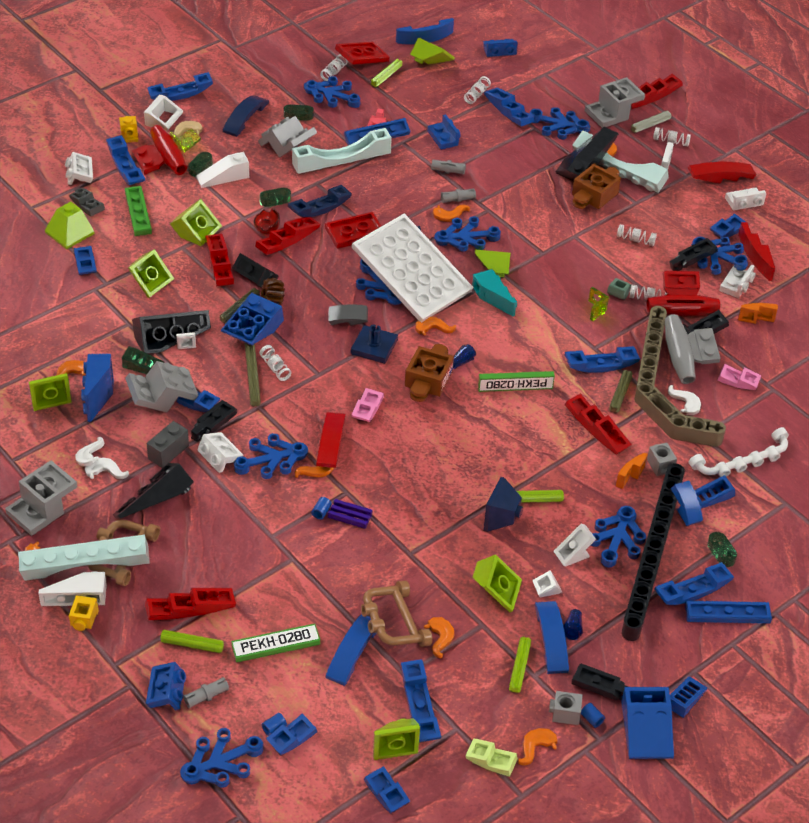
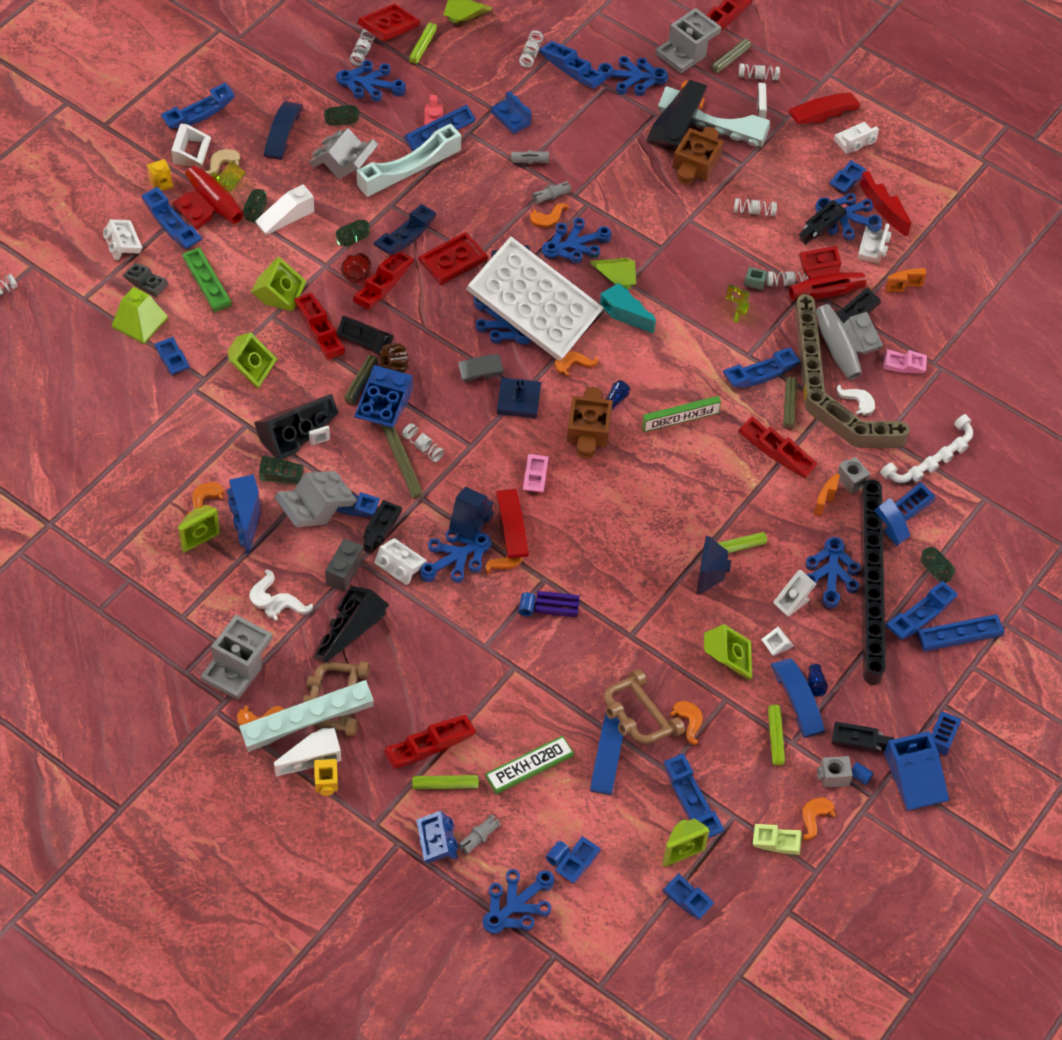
camera: 15 degrees left, 10 degrees up
(294, 421) = (470, 513): none -> dark blue brick

